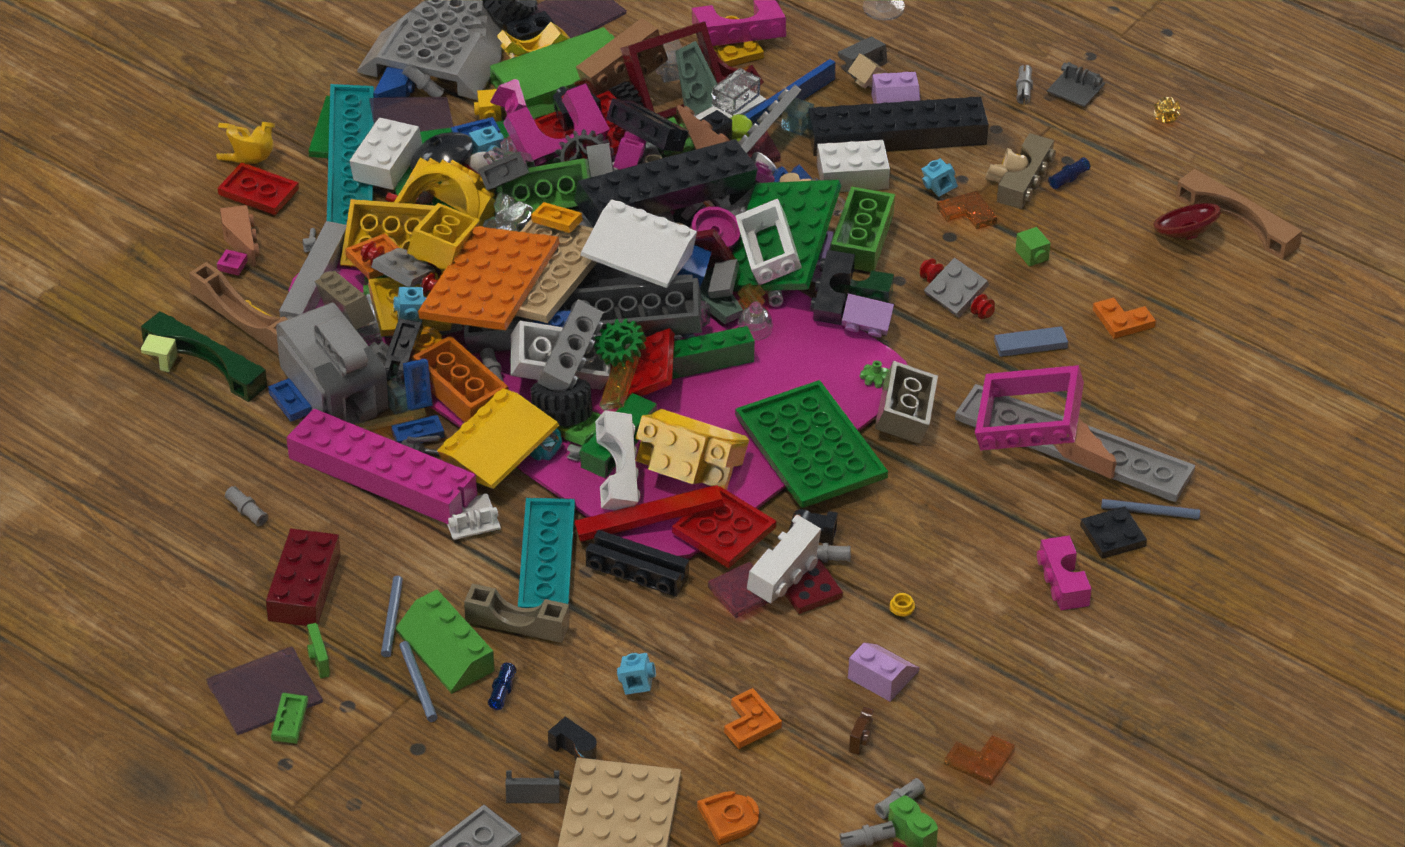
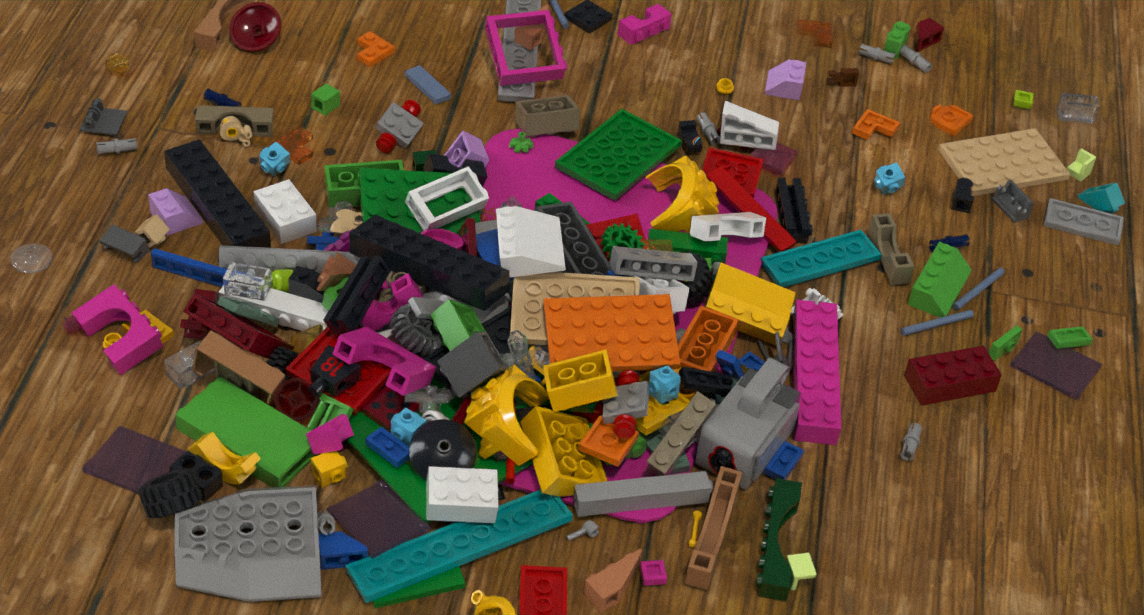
camera: 120 degrees left, 0 degrees up
(556, 217) = (518, 309): light orange plate -> none

